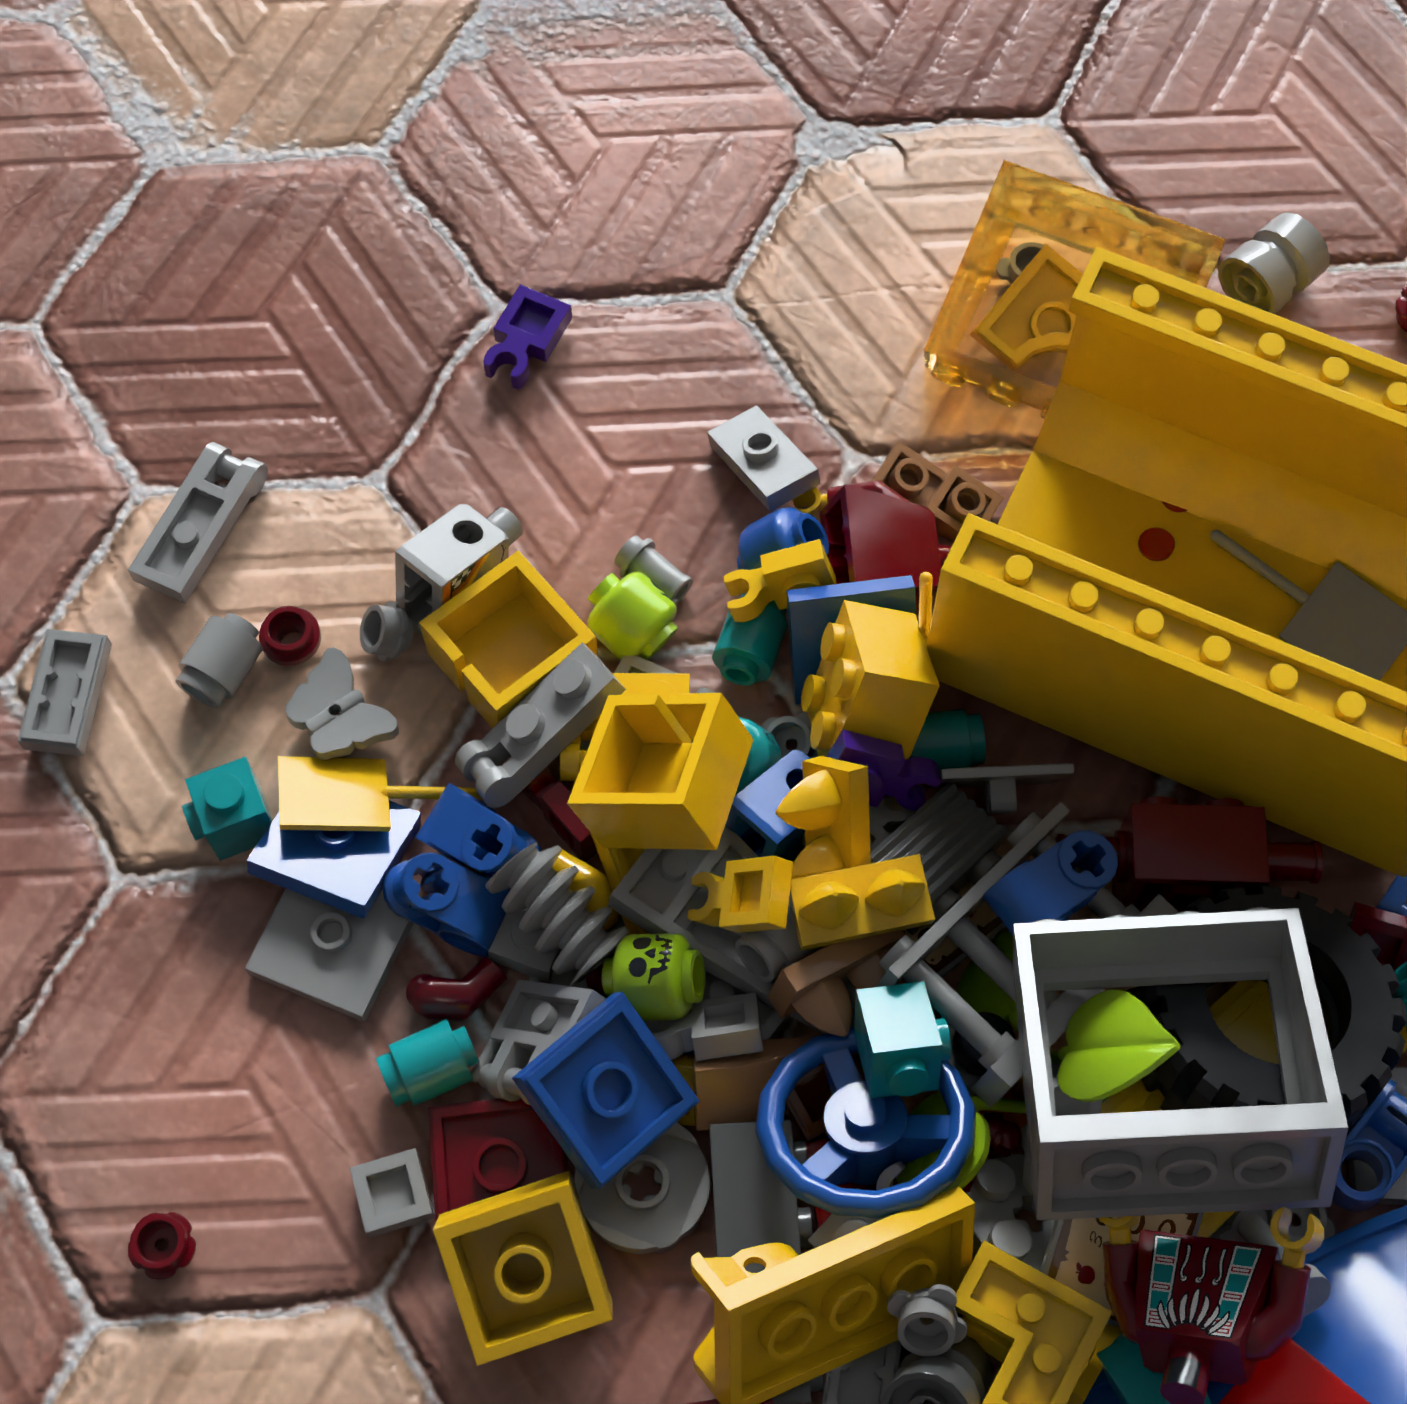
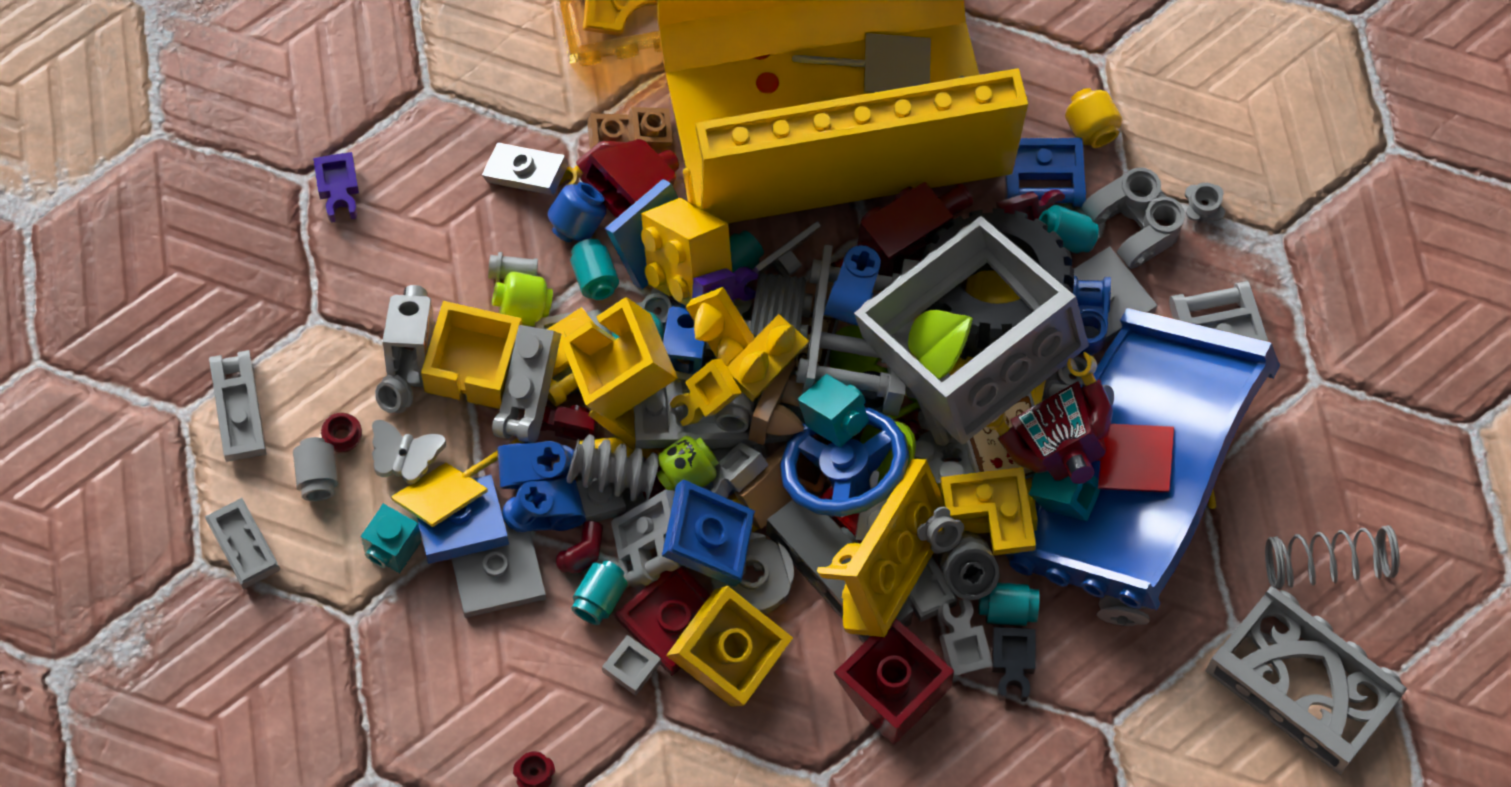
camera: 40 degrees left, 0 degrees up
(781, 571) = (592, 227): yellow plate -> none

